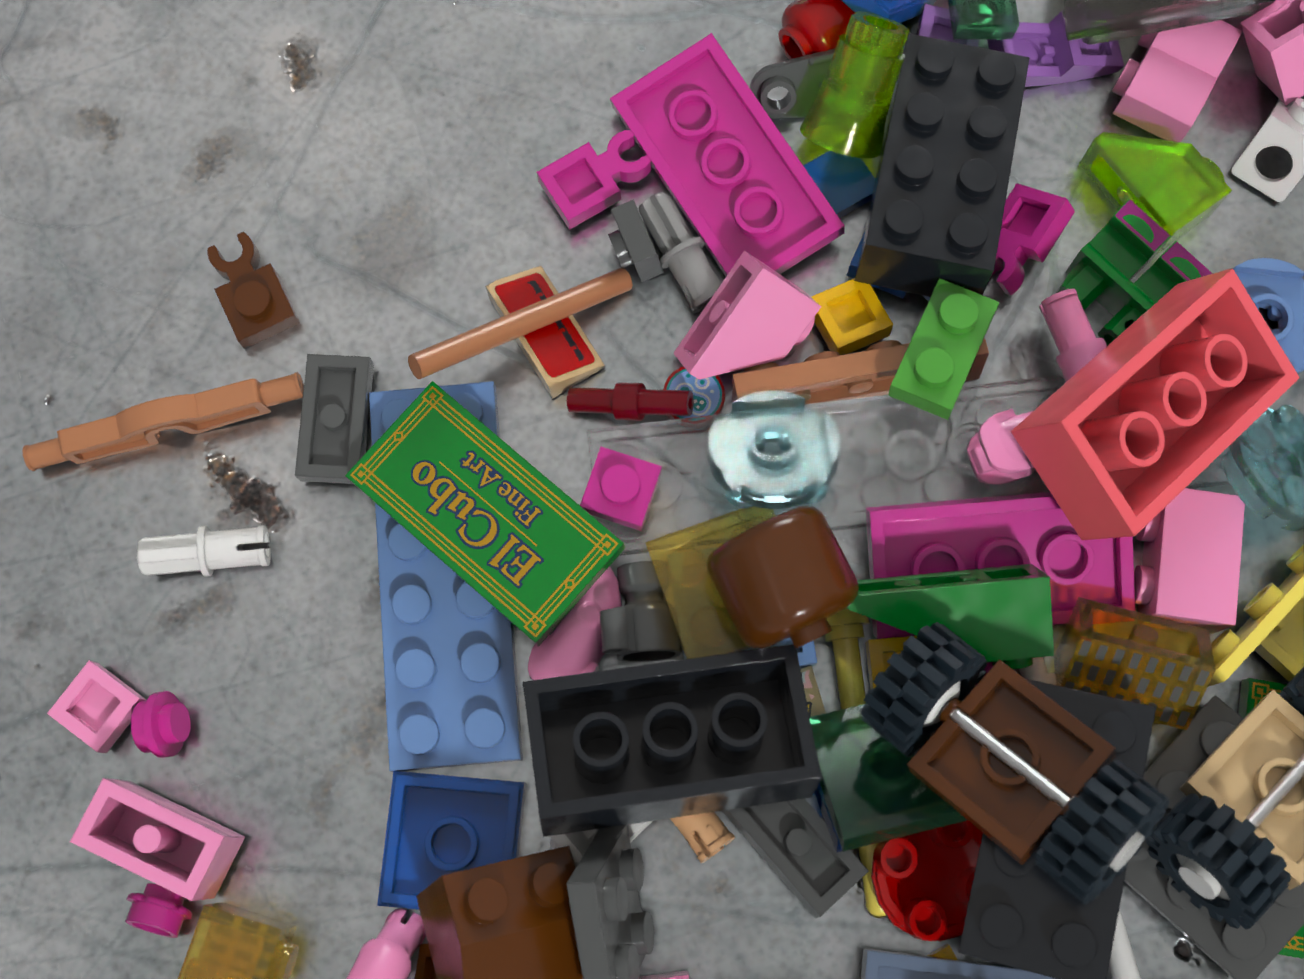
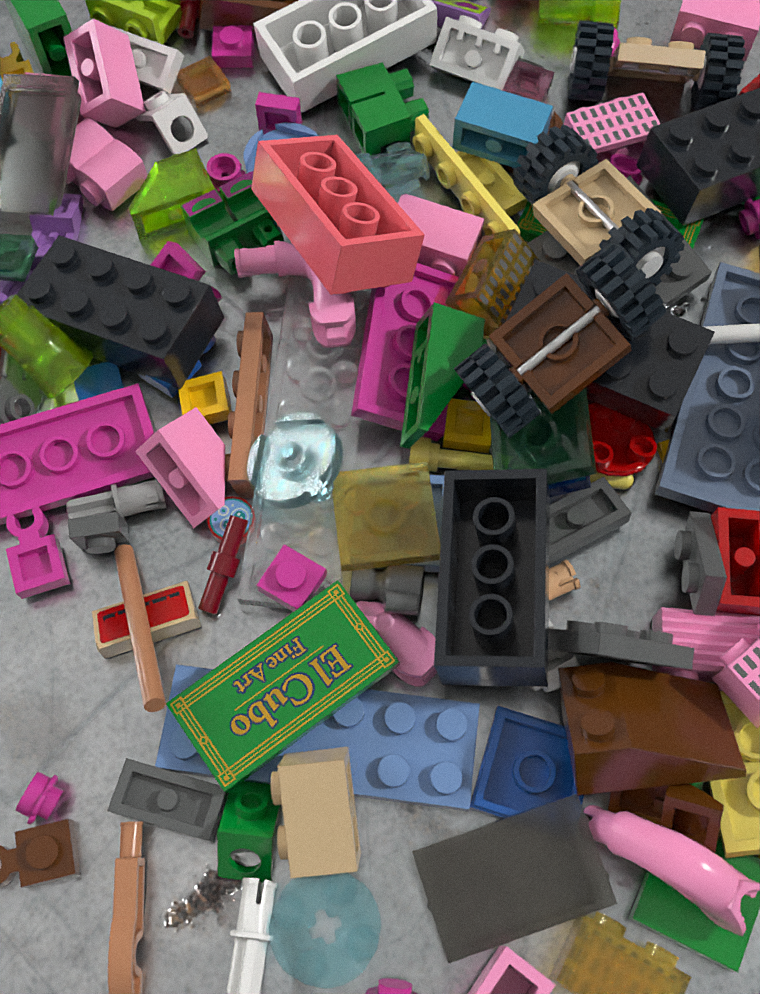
camera: 80 degrees left, 10 degrees down
(193, 624) = (311, 958): none -> clear light blue plate
(312, 278) = (39, 797): none -> dark pink plate
(320, 838) = (513, 877): none -> clear smoke piece
(321, 516) = (247, 824): none -> green bracket
(344, 589) = (318, 812): none -> tan brick
(783, 578) = (398, 464): reddish brown head -> none
(943, 349) = (253, 336): bright green plate -> none
(1227, 232) = (221, 166): none -> dark pink plate

